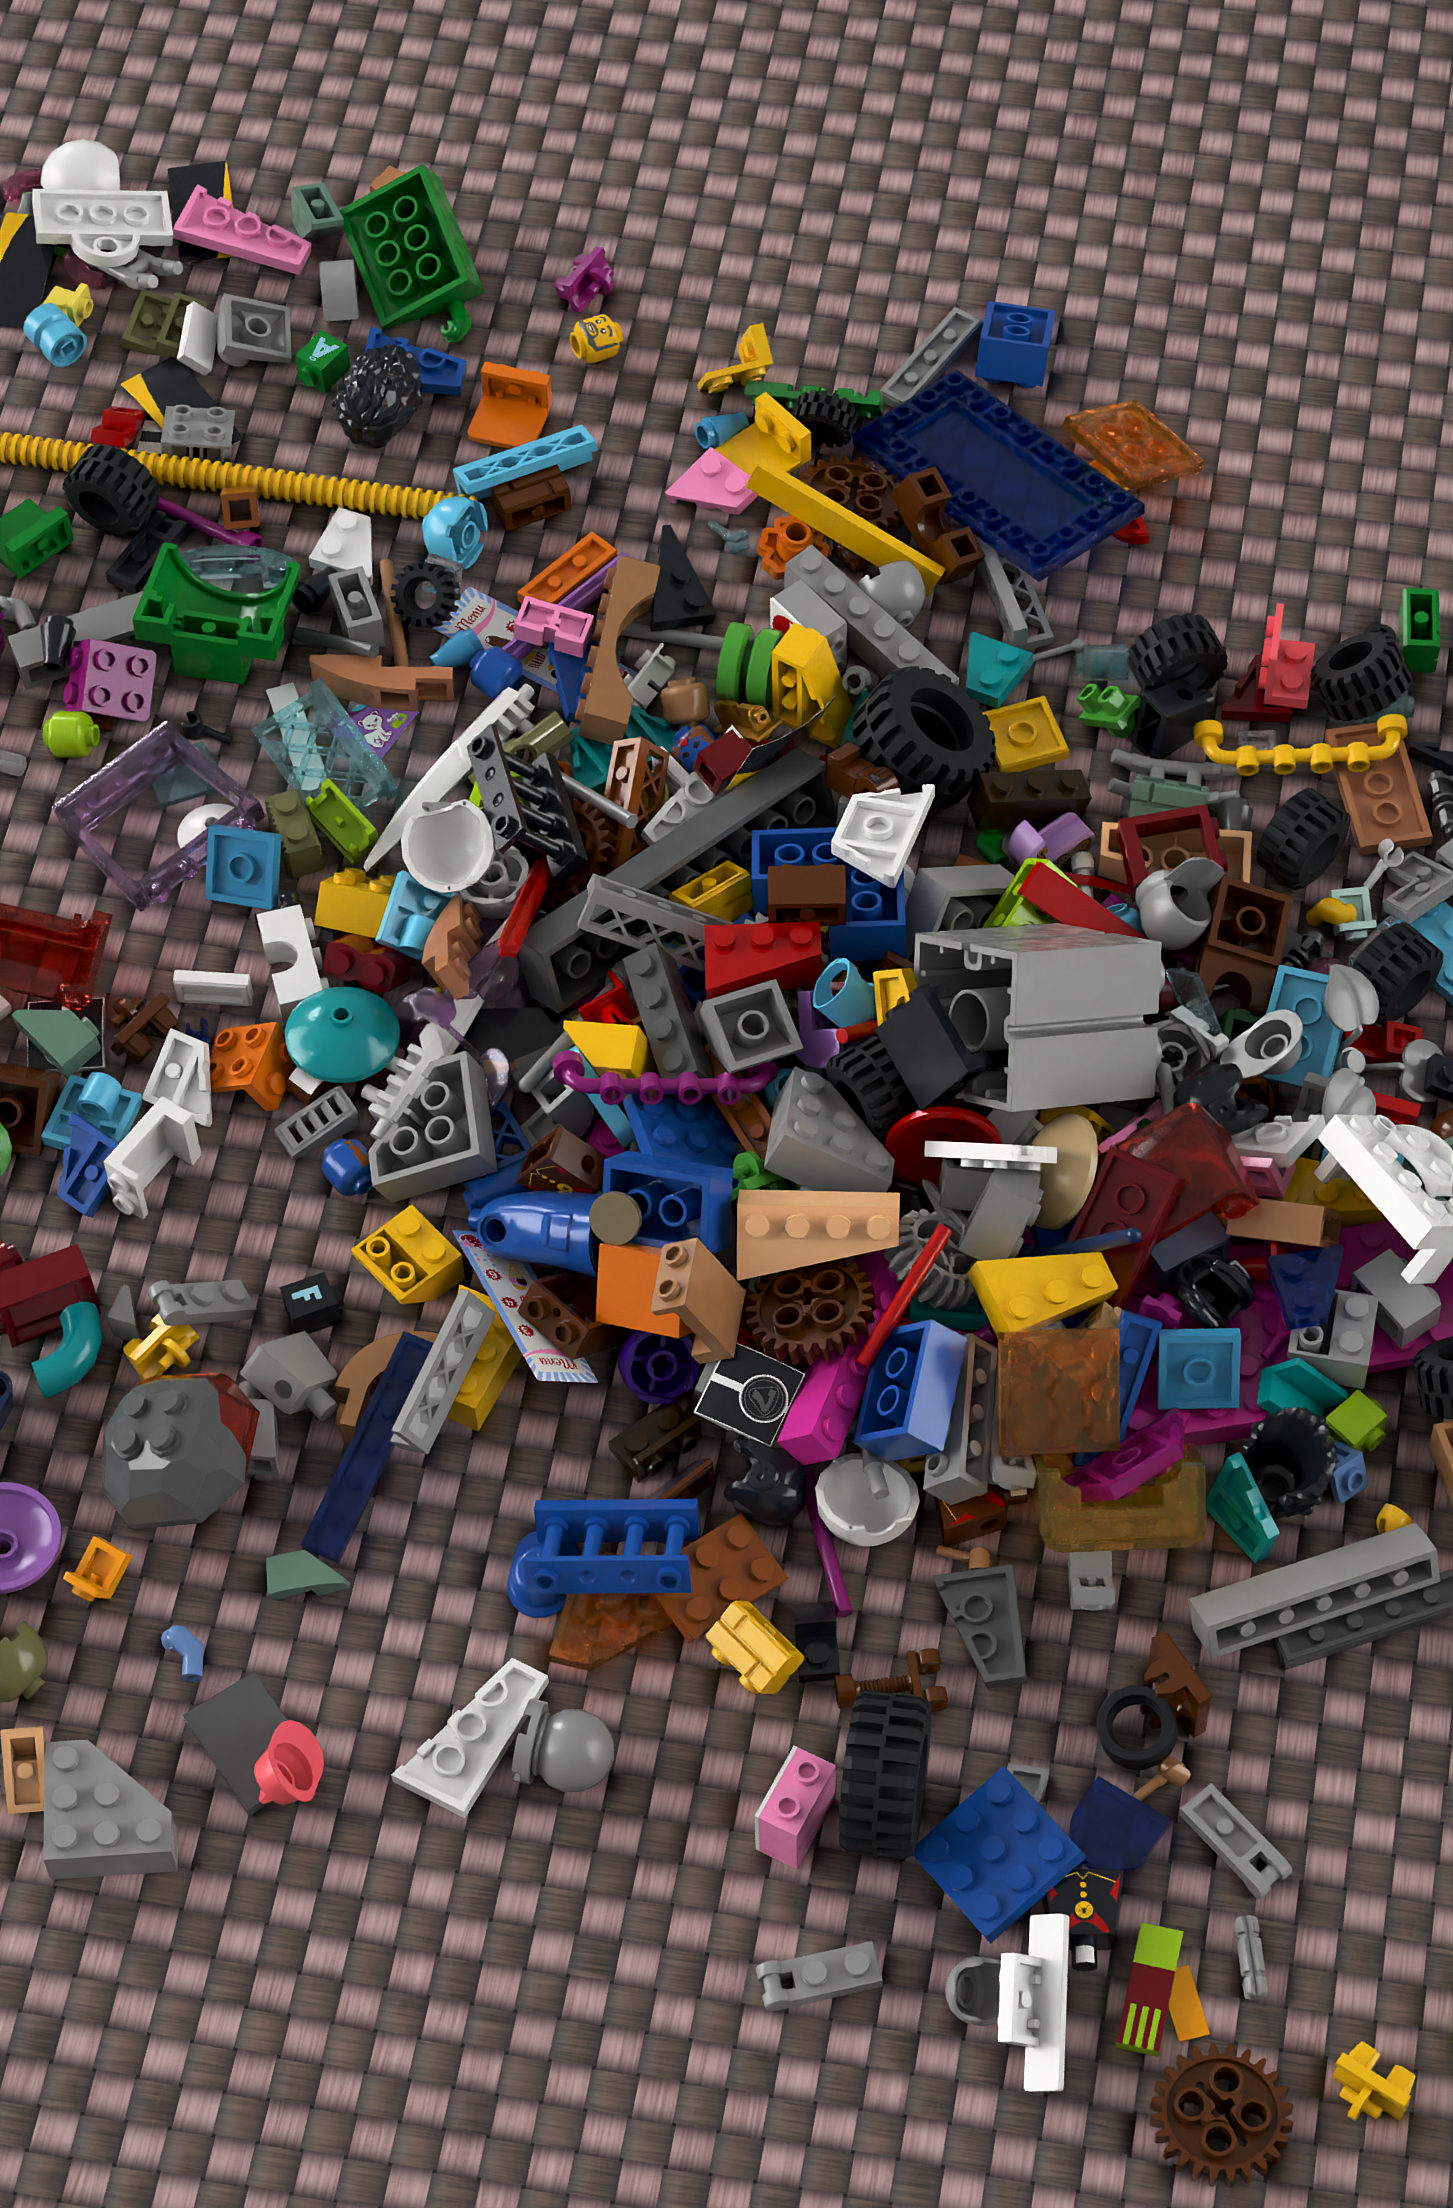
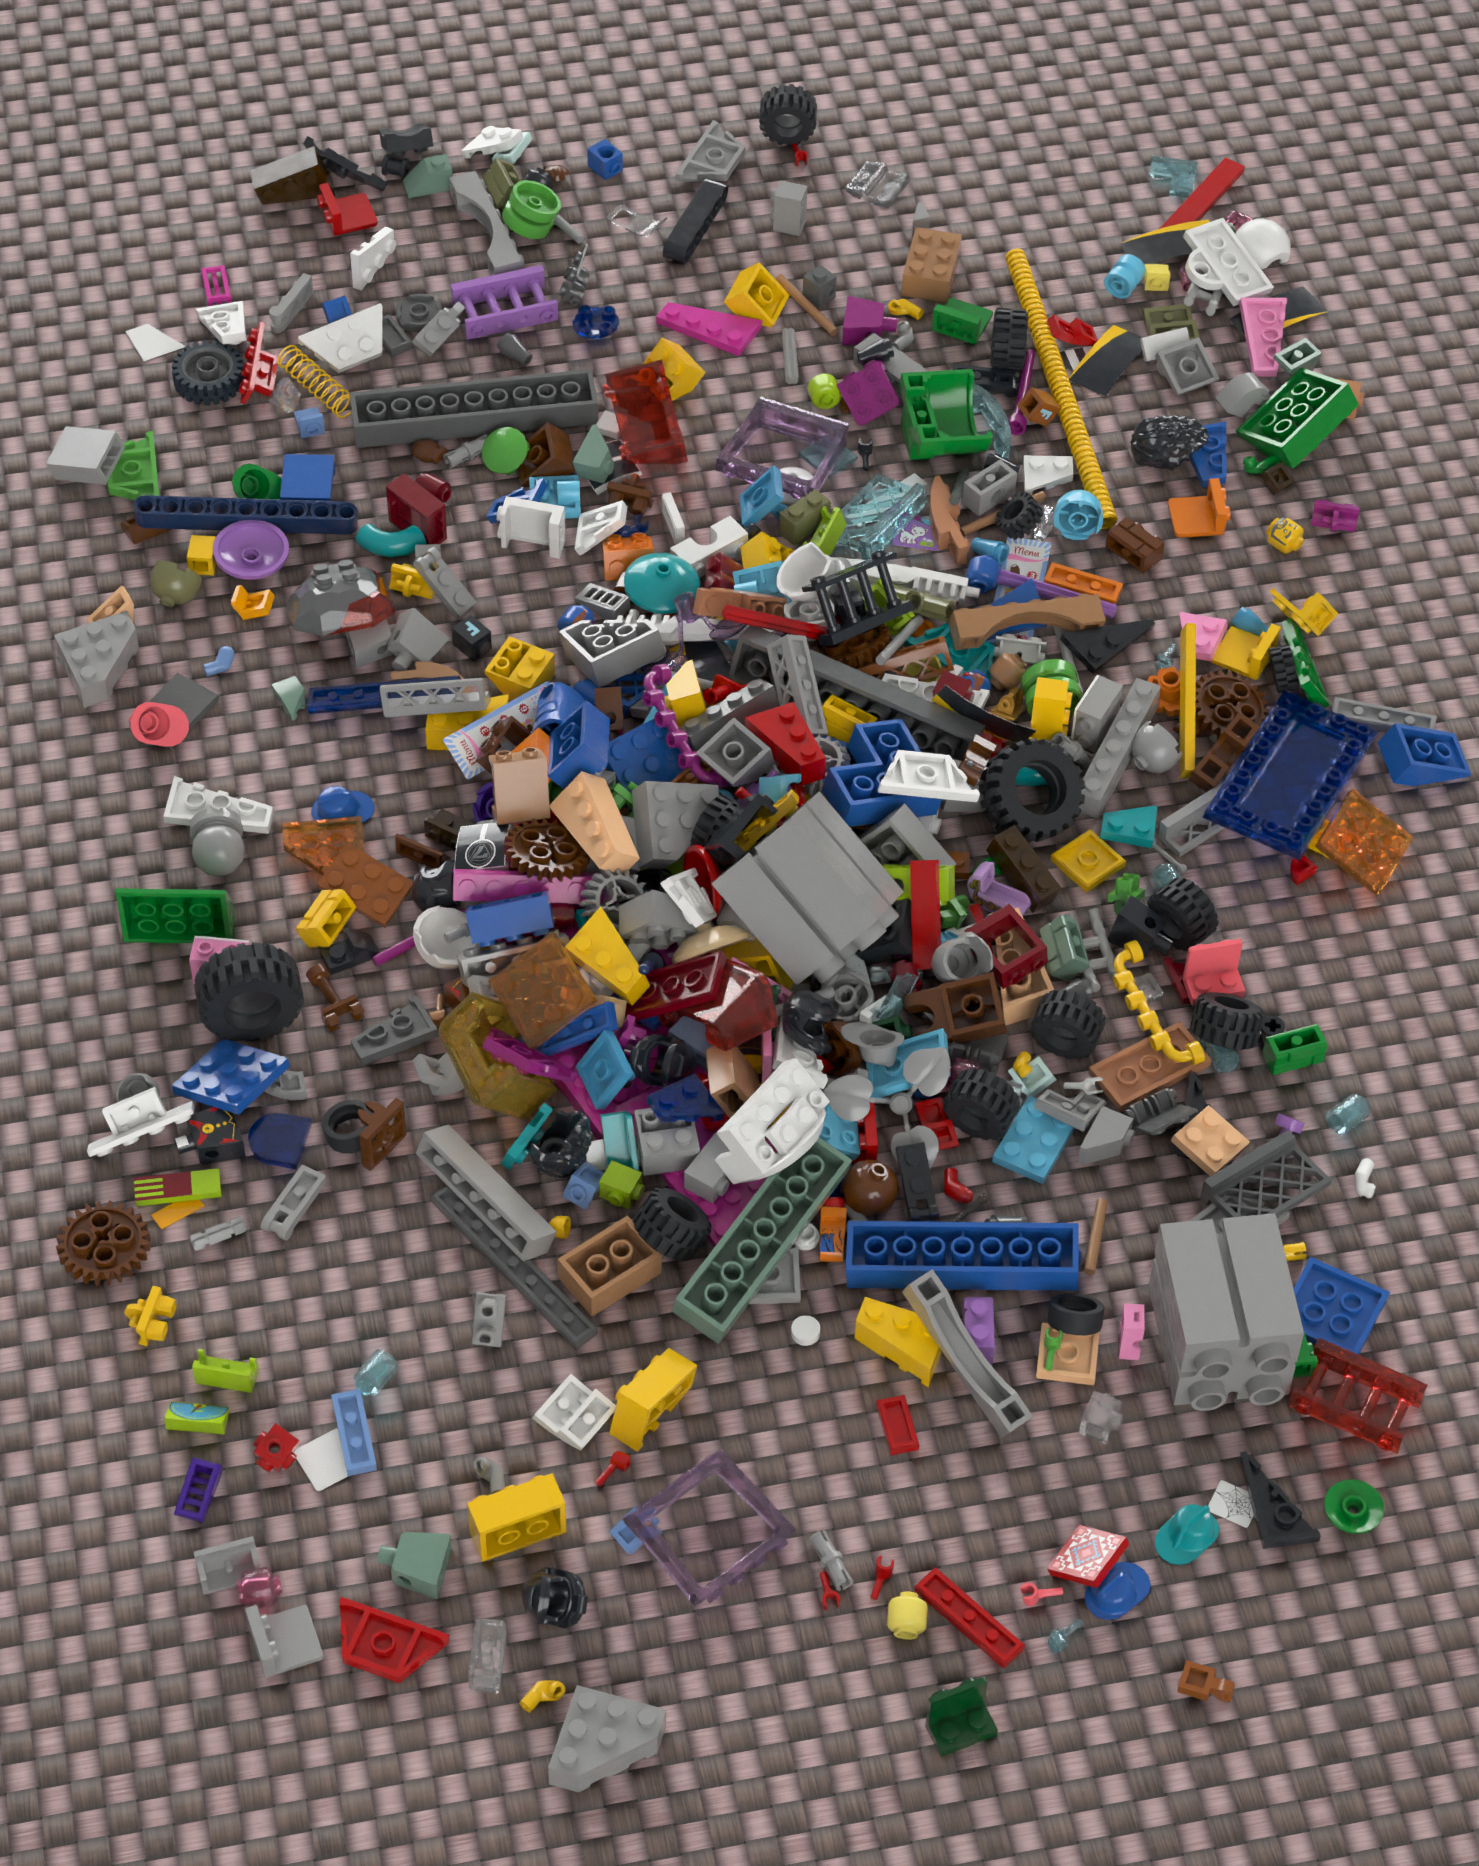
camera: 65 degrees right, 5 degrees down
(198, 428) = (1089, 368): light grey hinge -> none
(322, 361) = (1183, 404): green brick -> none
(491, 313) = (1277, 478): none -> dark brown tile
(555, 625) = (1023, 579): bright pink piece -> none
(563, 448) = (1175, 543): medium azure fence -> none
(612, 1521) = (374, 810): blue fence -> none
(615, 1218) = (555, 724): dark tan piece -> none
(673, 1841) = (174, 914): none -> green slope
(807, 894) = (838, 741): reddish brown brick -> none
(820, 1976) = (126, 1021): light grey plate -> none
(903, 1296) = (568, 885): red bar -> none
(1168, 1770) = (329, 1156): medium nougat hand -> none

